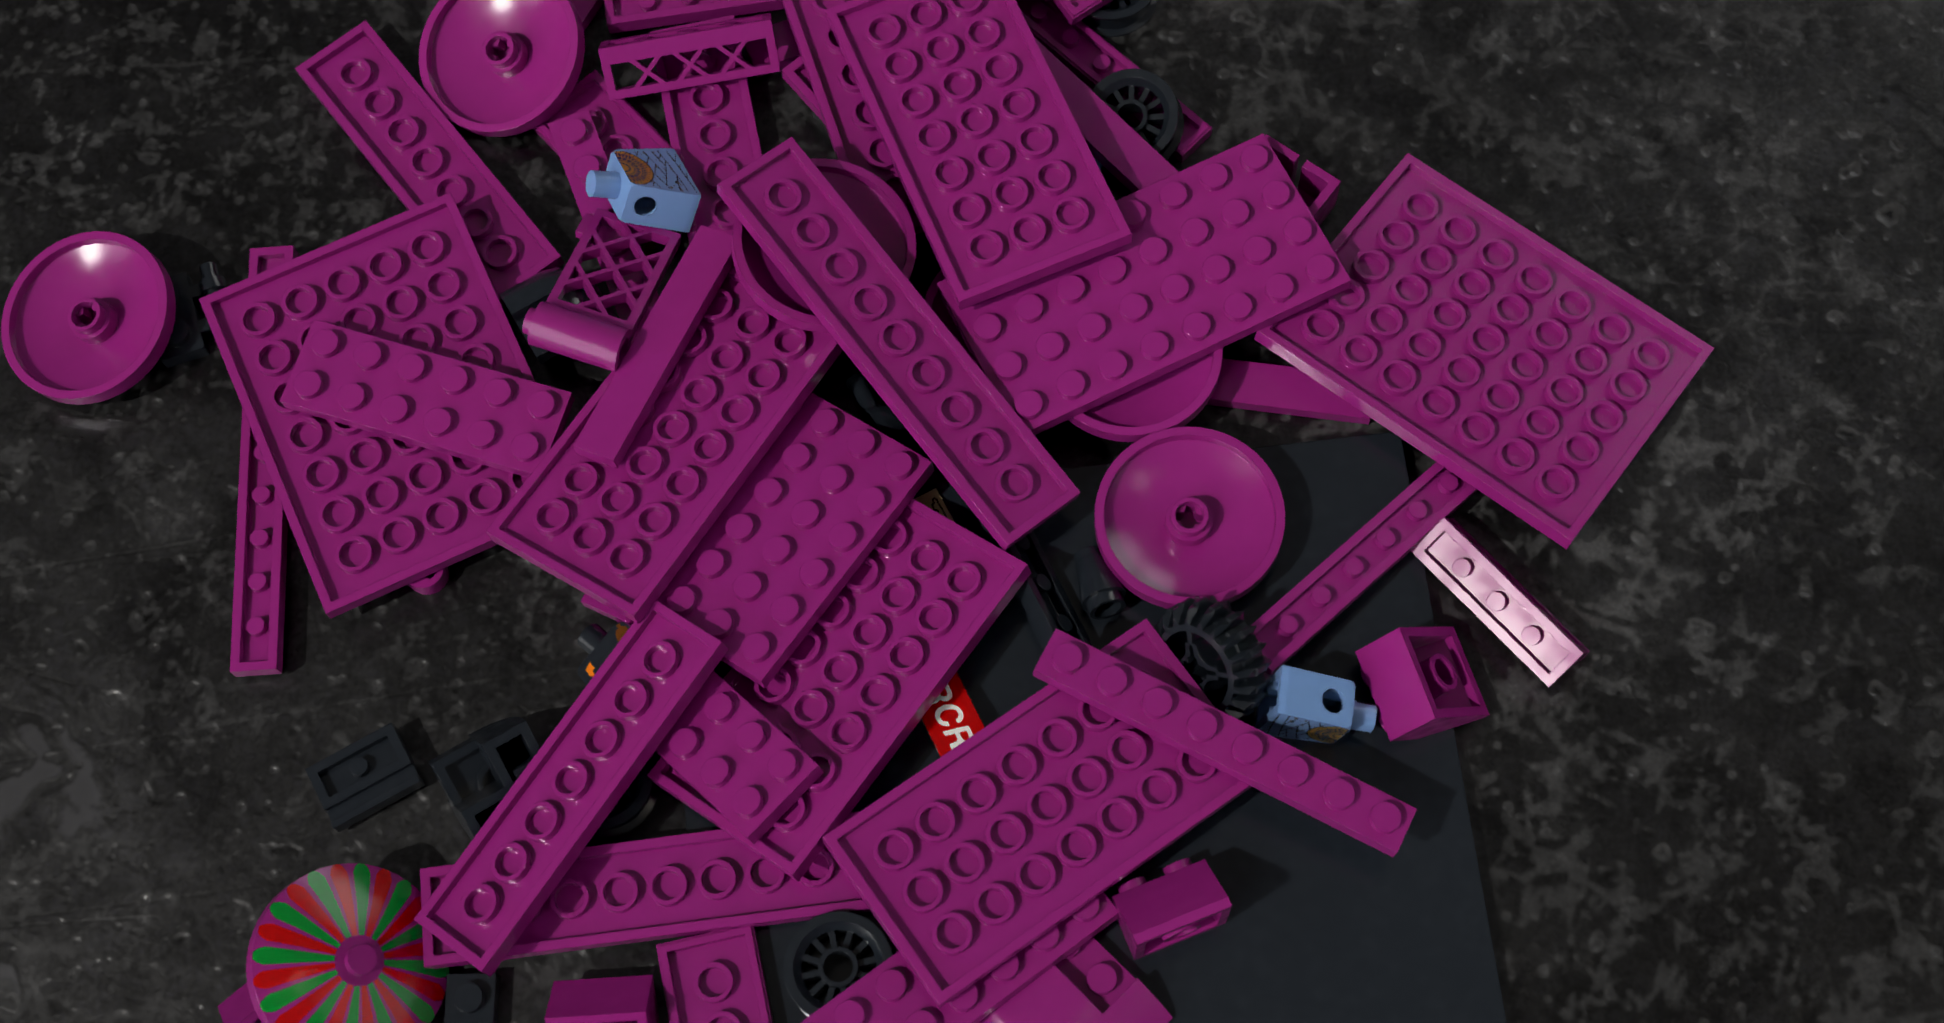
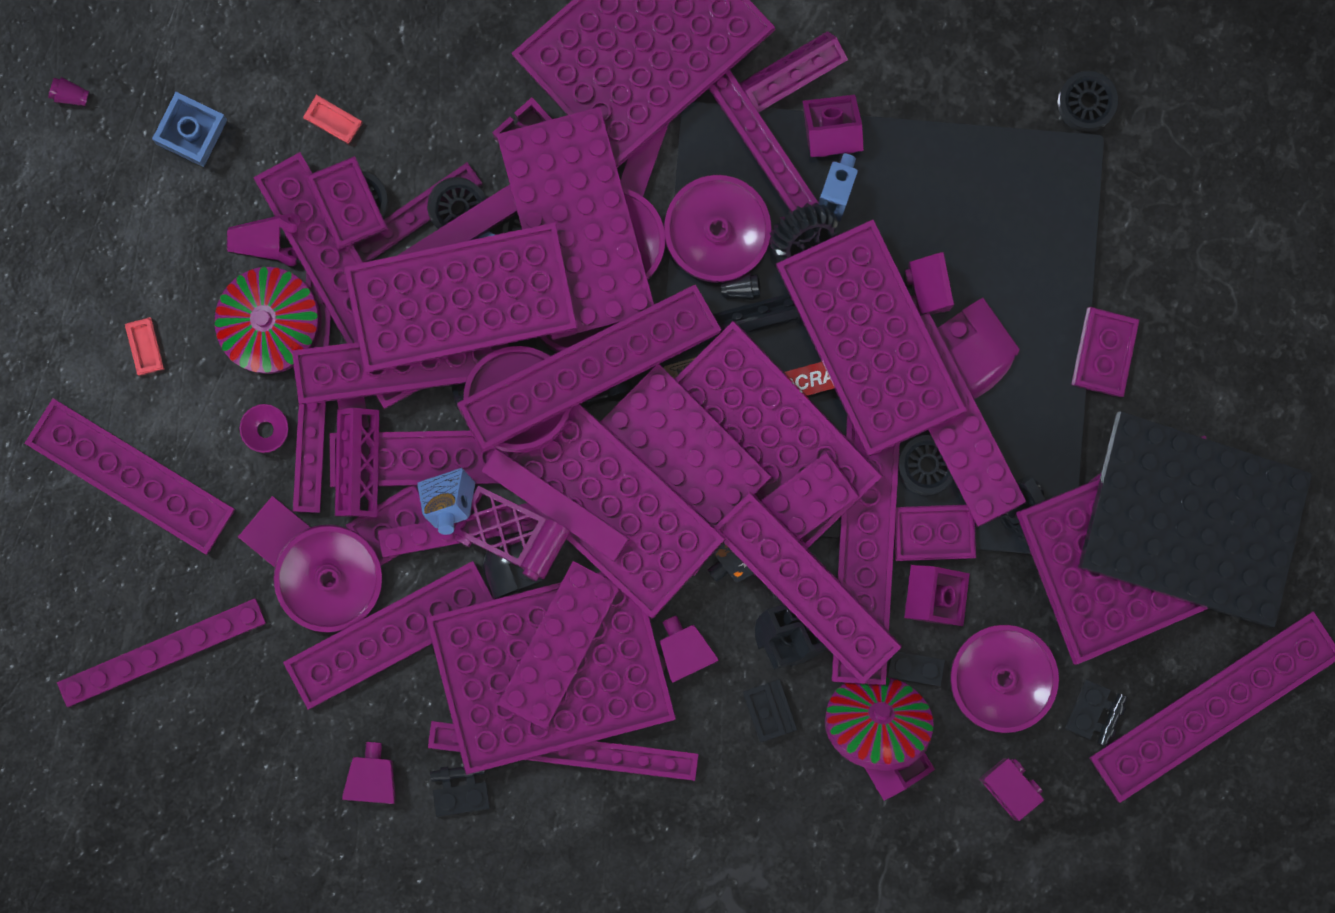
camera: 90 degrees left, 15 degrees up
(88, 318) = (456, 847): magenta dish -> none
(194, 178) = (370, 777): none -> magenta torso
(452, 614) = (684, 650): none -> magenta torso
(1225, 742) = (853, 238): magenta plate -> none

